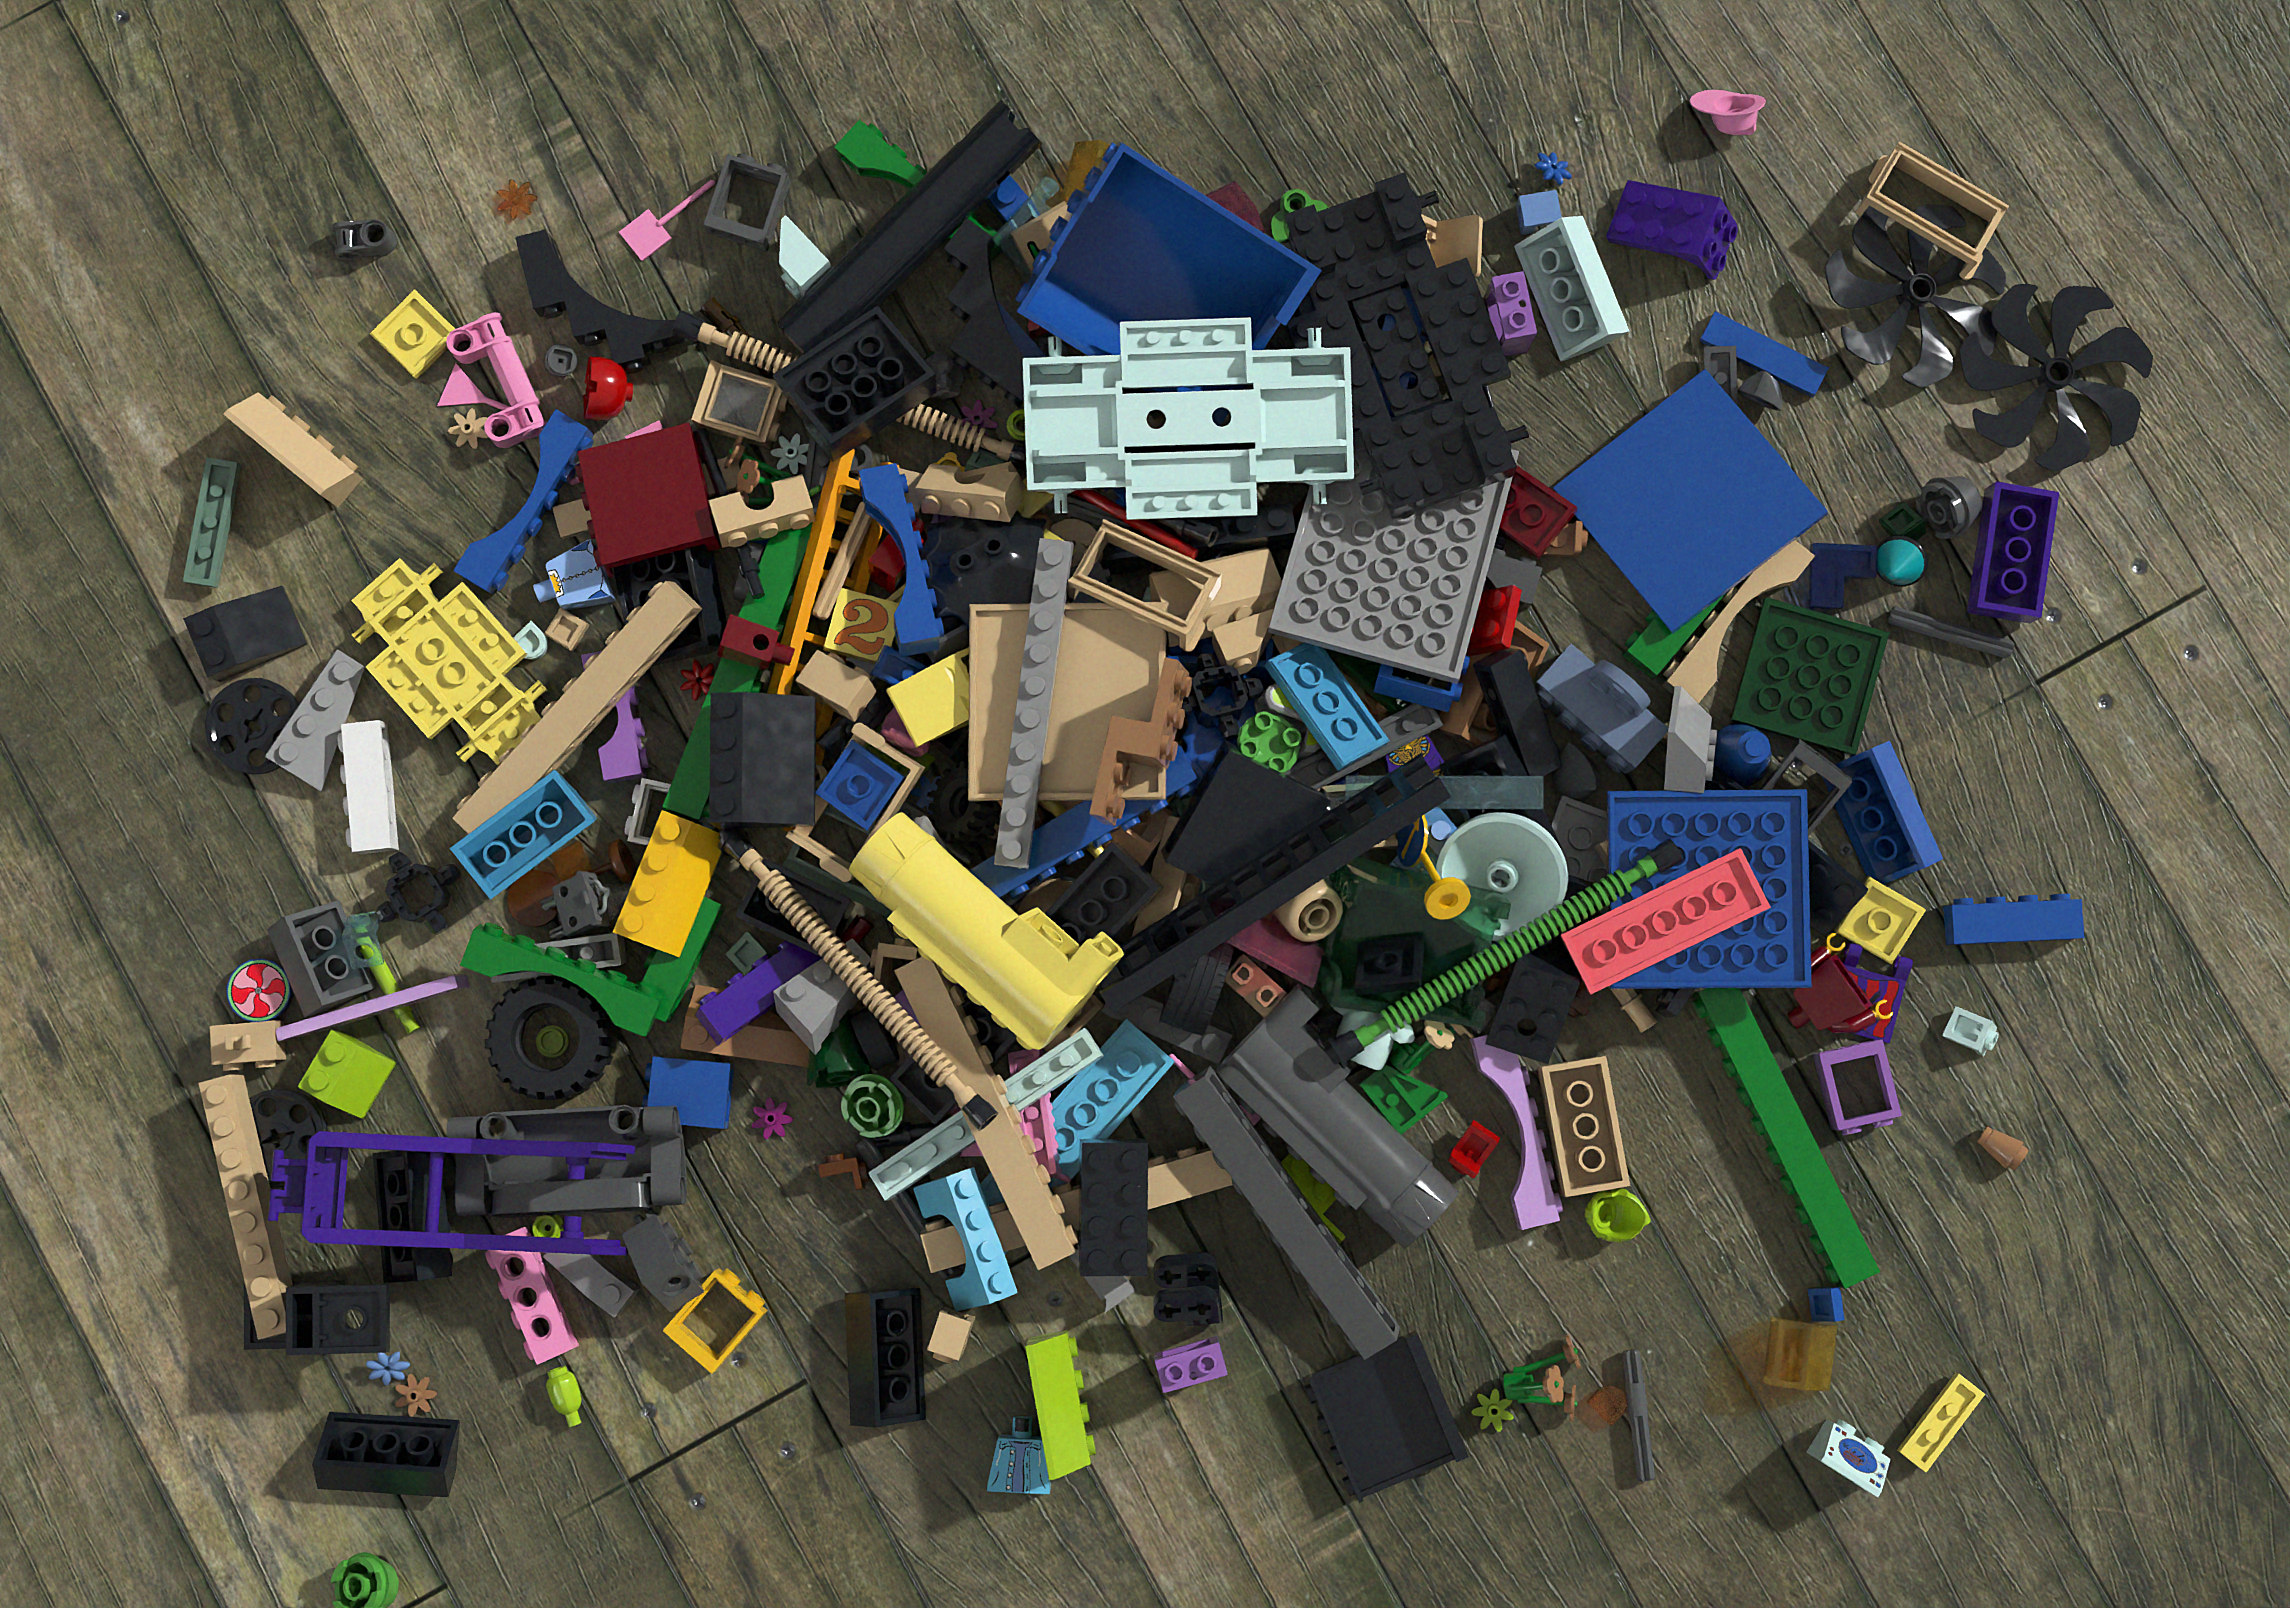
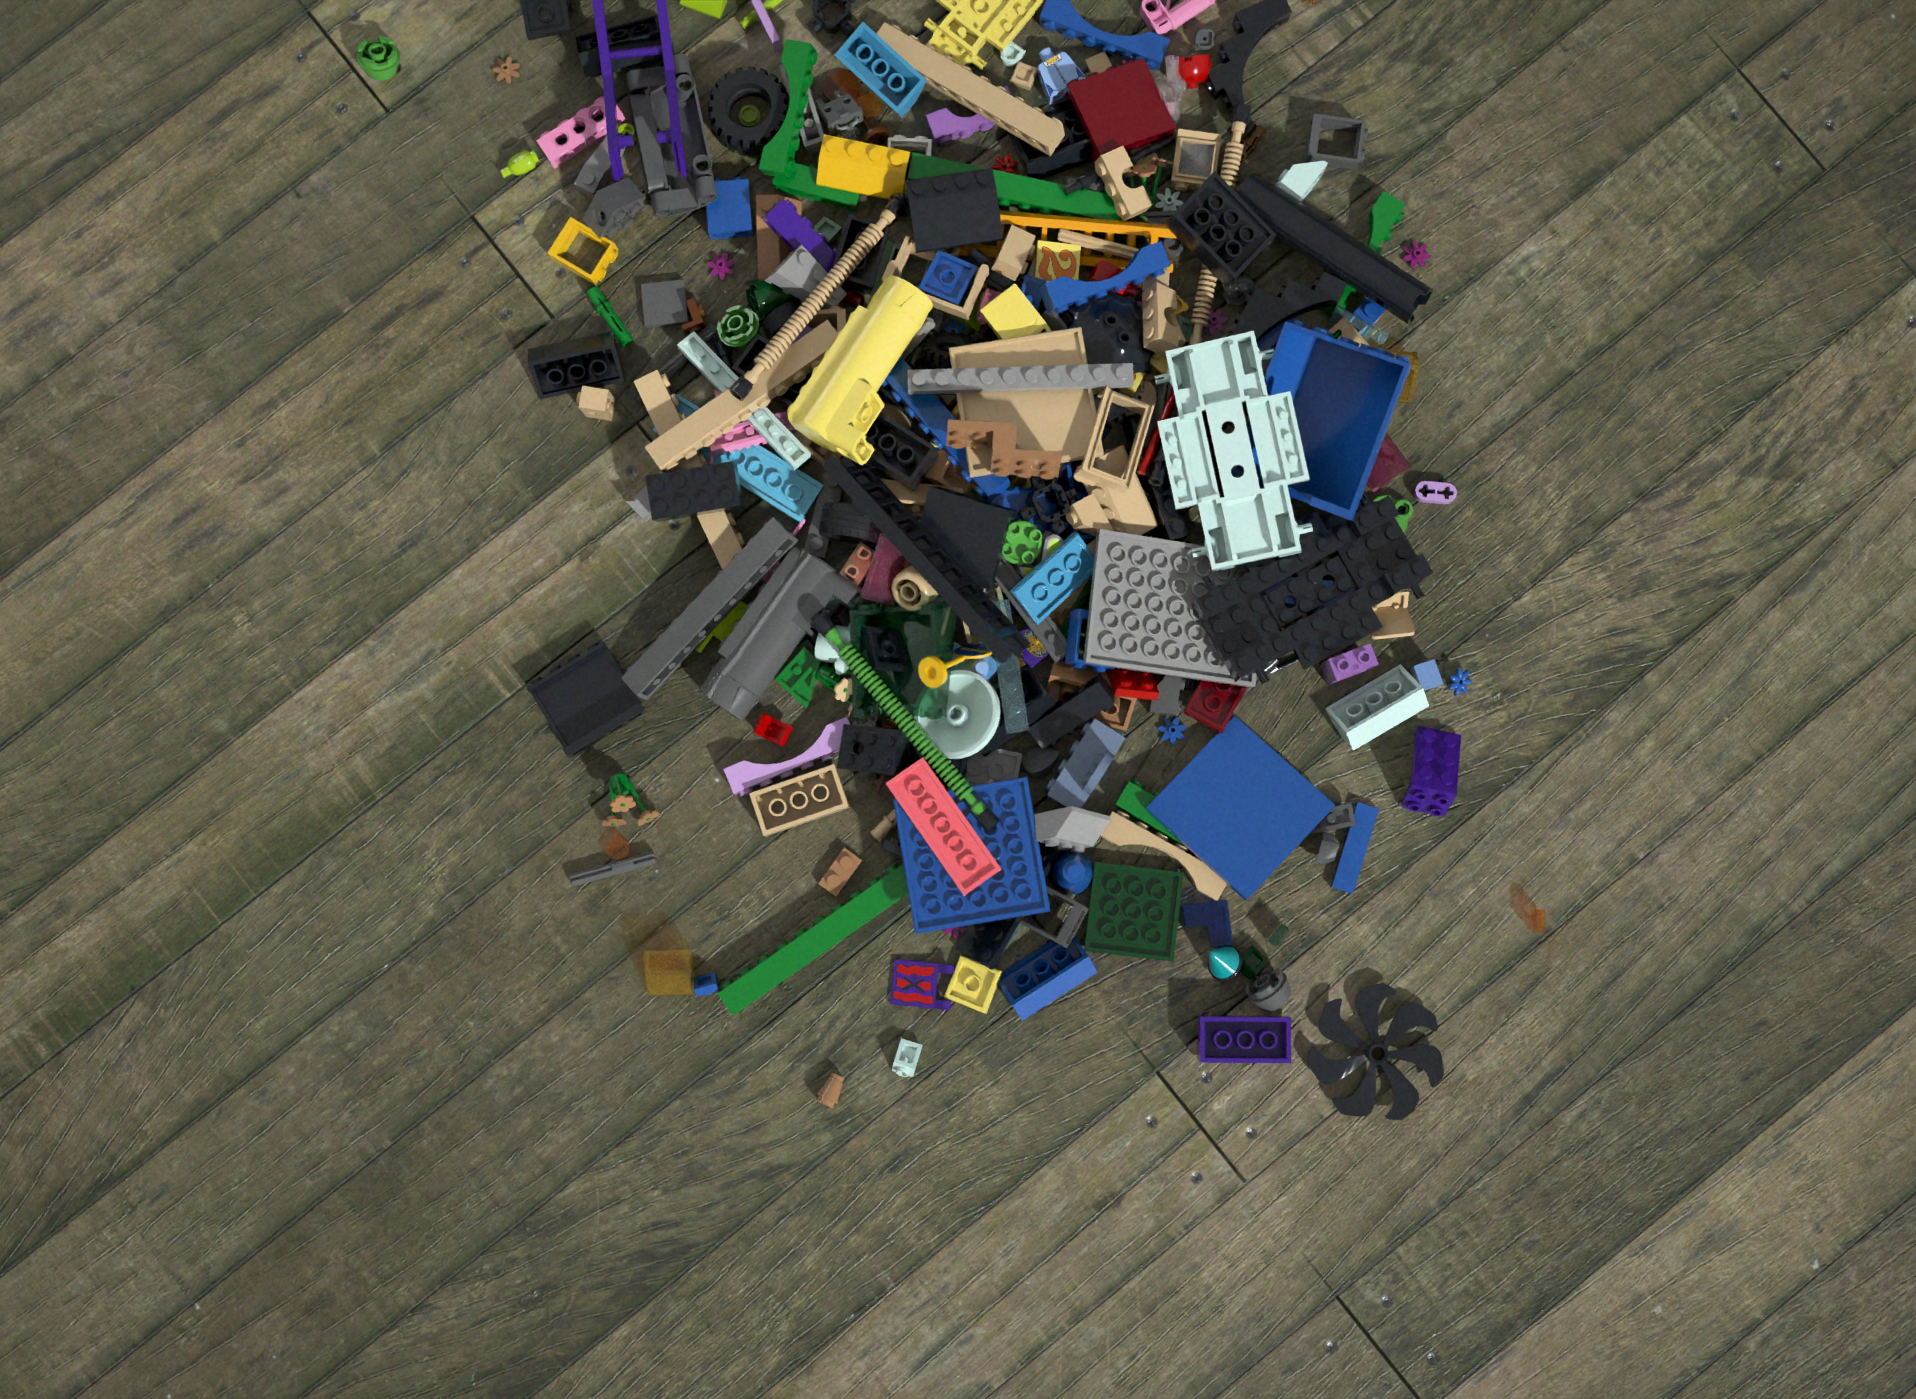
camera: 80 degrees right, 0 degrees up
(387, 1367) = (521, 48): medium blue plant -> none
(387, 1454) = (465, 58): black slope -> none
(629, 416) = (1173, 87): none -> clear pin
(646, 232) = (1303, 80): bright pink piece -> none
(739, 642) = (1031, 181): dark red torso -> none
(784, 1312) = (602, 309): none -> green pin
(814, 1211) = (664, 303): none -> dark grey tile
(931, 124) = (1414, 257): none -> magenta plant
(964, 1204) = (641, 415): medium azure arch -> none
(1019, 1461) = (520, 464): medium azure torso -> none
(1059, 1403) = (561, 479): lime slope -> none
(1195, 1359) = (601, 565): medium lavender window -> none
(1198, 1299) = (639, 560): black piece -> none
(1271, 152) = (1435, 487): none -> lavender beam
(1490, 1404) = (606, 771): lime plant -> none
(1553, 582) = (1177, 730): none -> blue plant
(1569, 541) = (1198, 731): medium nougat bracket -> none
(1616, 1215) = (743, 832): lime hair -> none
(1691, 1084) = (840, 872): none -> medium nougat plate
(1730, 111) = (1523, 798): bright pink piece -> none
(1823, 1063) = (878, 976): medium lavender window -> none
(1835, 996) = (915, 956): dark red torso -> none
(1850, 1456) = (605, 1014): light aqua slope -> none
(1853, 293) = (1408, 901): black piece -> none
(1871, 481) = (1277, 935): none -> clear green tile
(1903, 122) = (1538, 920): none -> clear orange tile
(1940, 1422) = (638, 1074): light yellow plate -> none
(1944, 183) = (1499, 955): tan piece -> none
(1950, 632) = (1181, 1005): dark grey axle -> none
(2013, 921) = (986, 1076): blue brick -> none

